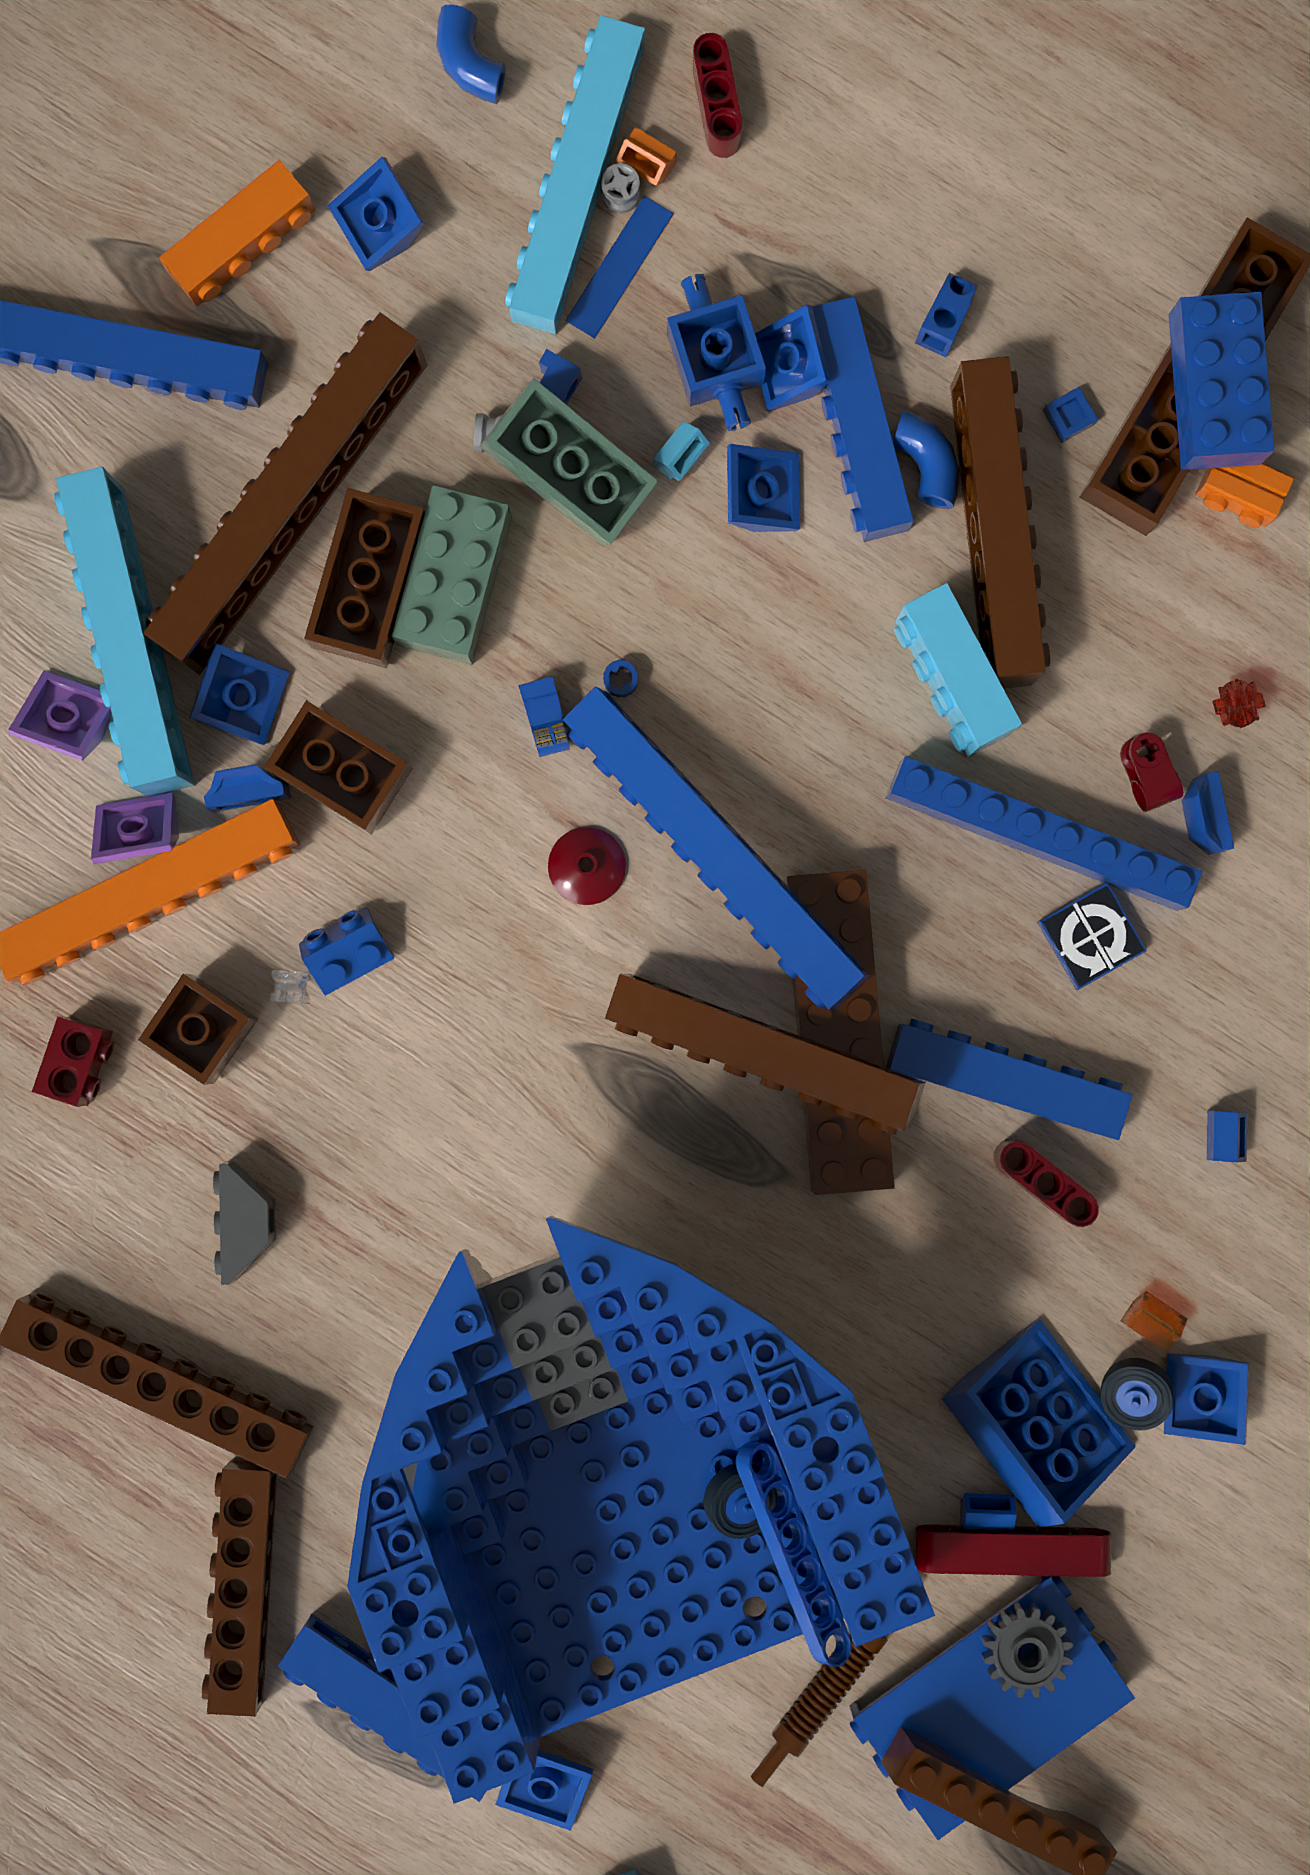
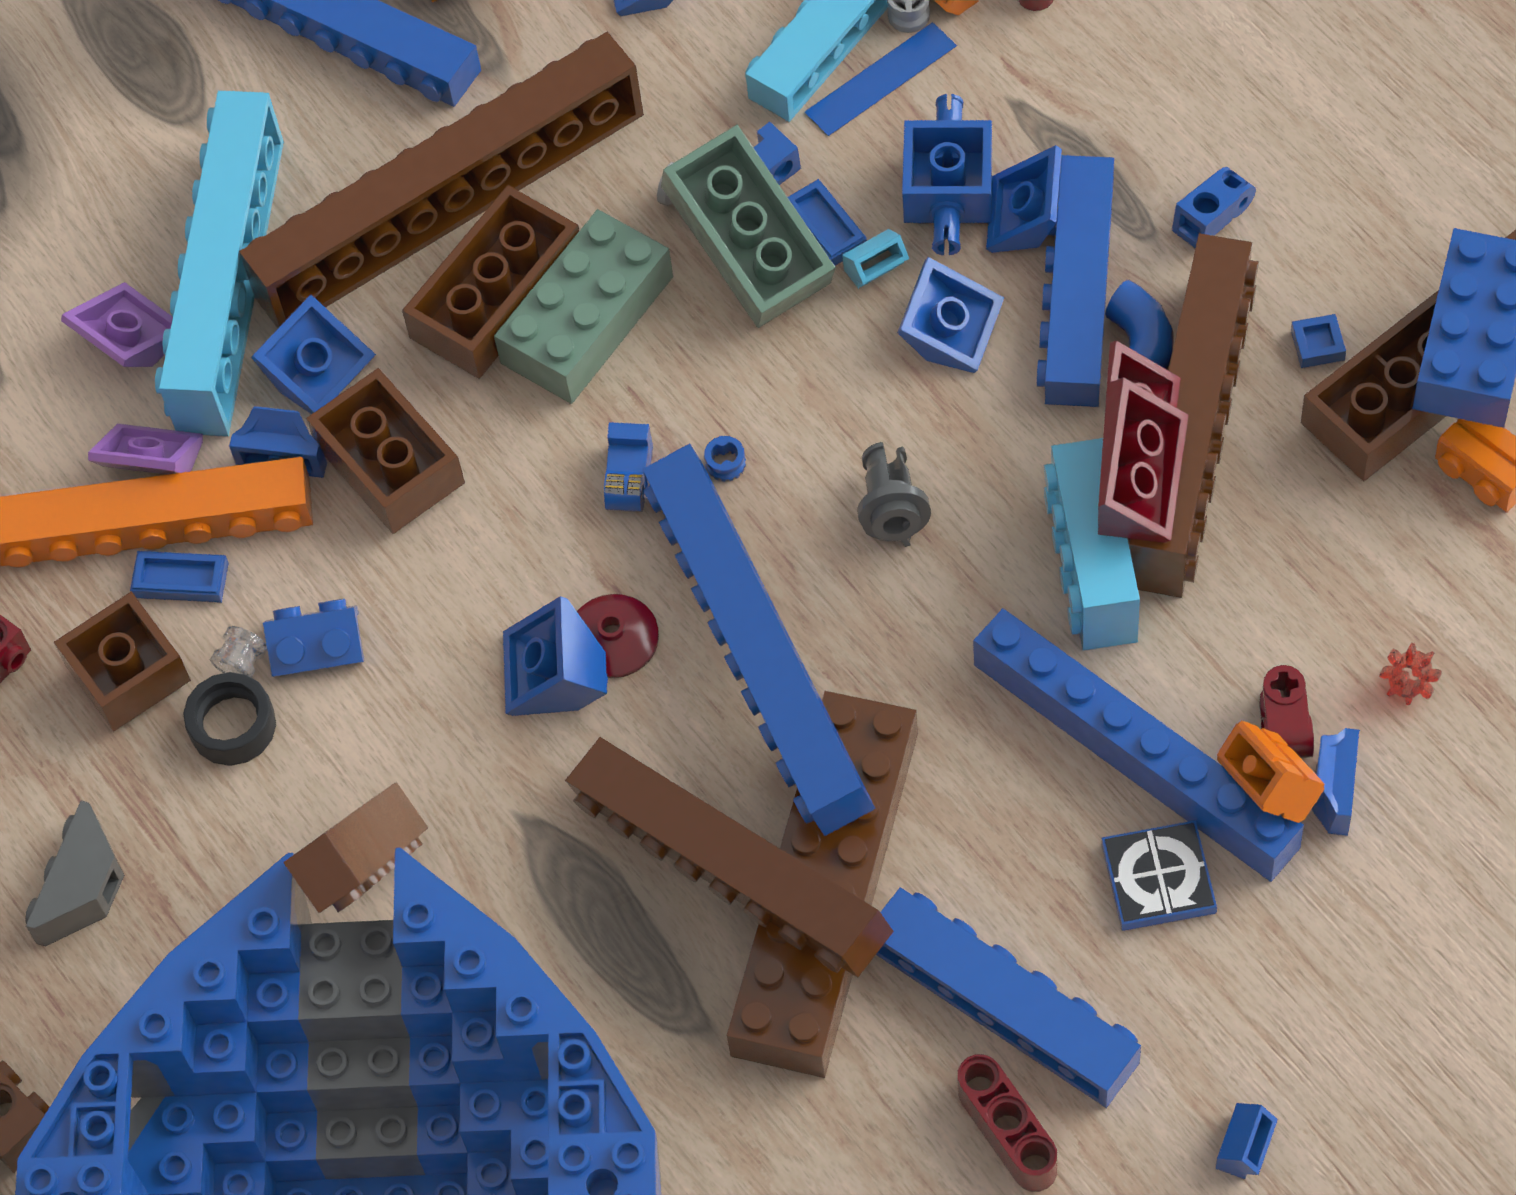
camera: 25 degrees right, 25 degrees down
(209, 929) = (179, 576): none -> blue tile
(276, 1050) = (221, 688): none -> black tyre
(489, 1186) = (357, 850): none -> reddish brown brick
(550, 912) = (552, 662): none -> blue slope
(624, 426) = (827, 220): none -> blue tile
(778, 684) = (893, 506): none -> dark grey piece
(982, 590) = (1140, 448): none -> dark red slope
(1167, 838) = (1270, 771): none -> orange brick

